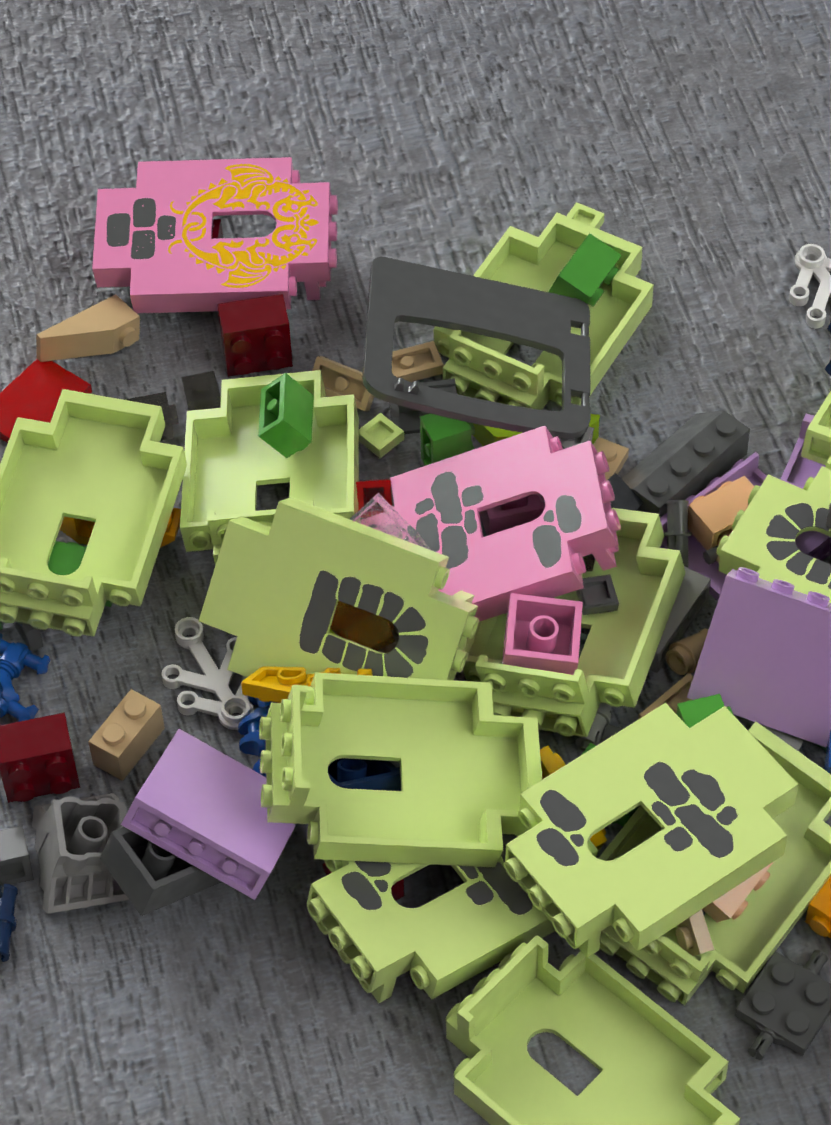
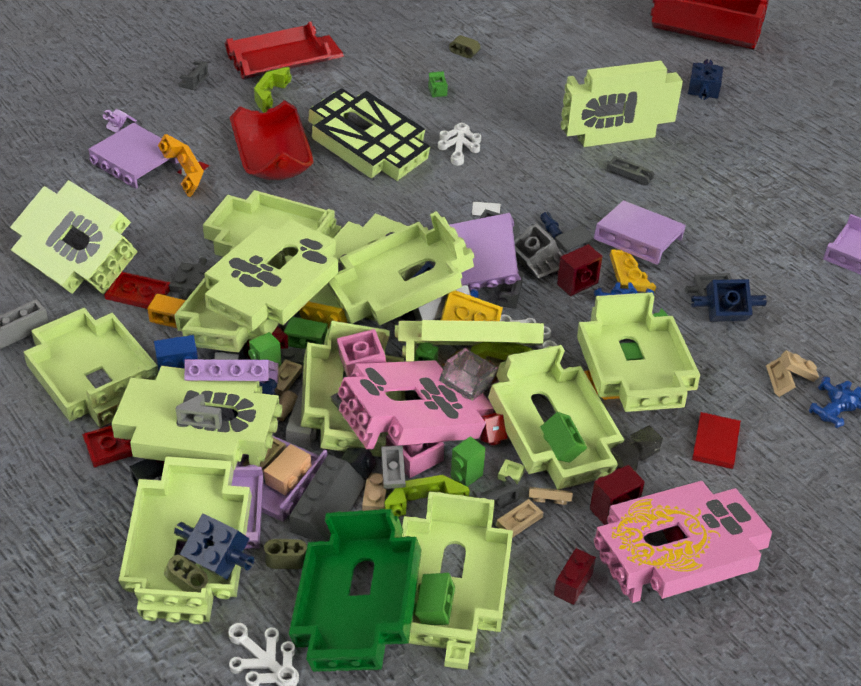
camera: 155 degrees right, 10 degrees down
(92, 332) = (717, 472): tan slope -> none
(101, 1031) = (479, 207): none -> white sticker
(126, 734) = (547, 296): tan brick -> none
(359, 261) = (574, 576): none -> dark red brick
(481, 307) = (487, 530): dark grey door -> none
(677, 527) = (314, 449): dark grey axle -> none
(706, 266) = (347, 629): none -> green panel
(767, 404) = (285, 553): none -> olive beam

